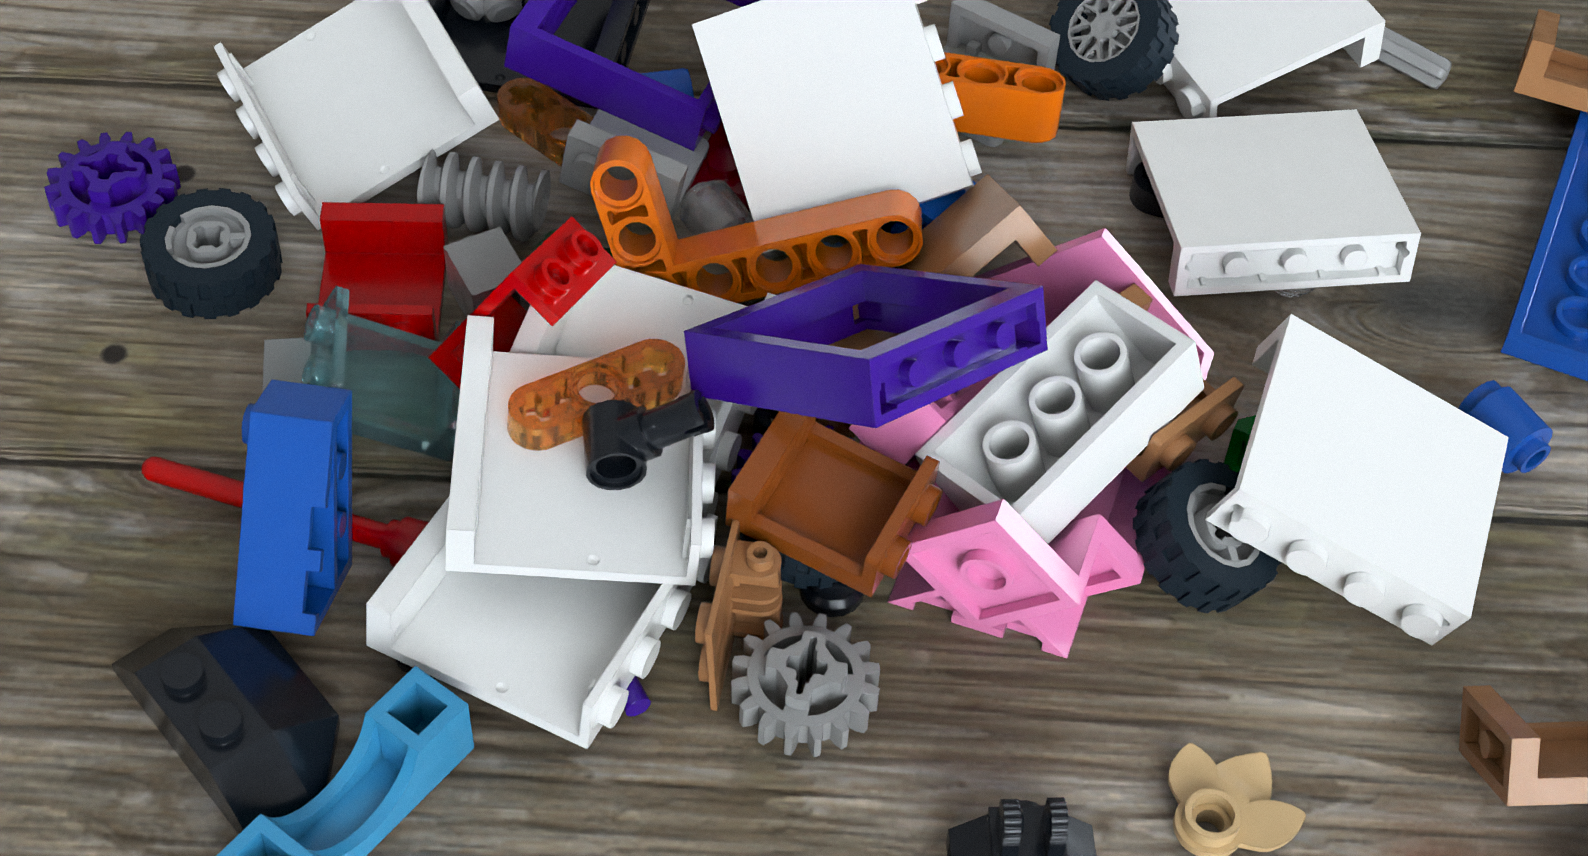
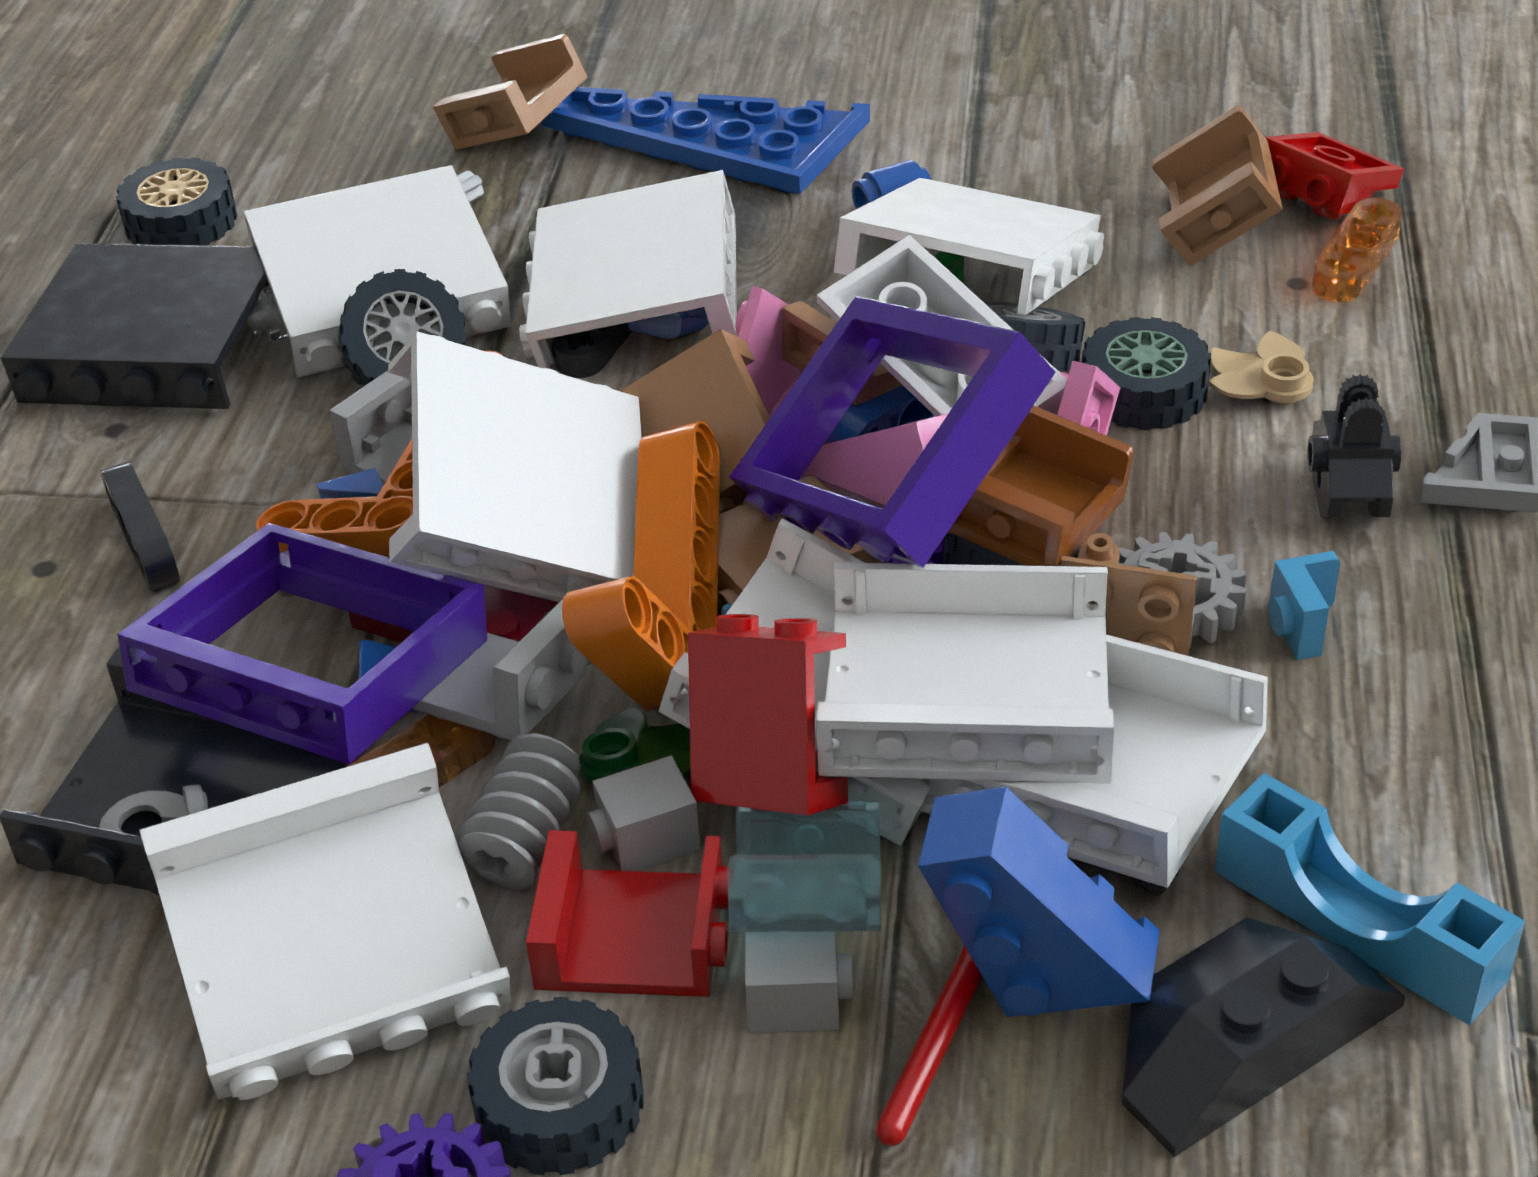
camera: 80 degrees left, 10 degrees down
(611, 370) = (889, 636): clear orange beam -> none
(624, 437) = (967, 625): black pin -> none
(788, 794) = (1301, 601): none -> dark azure bracket
(1187, 645) = (1157, 367): none -> black wheel

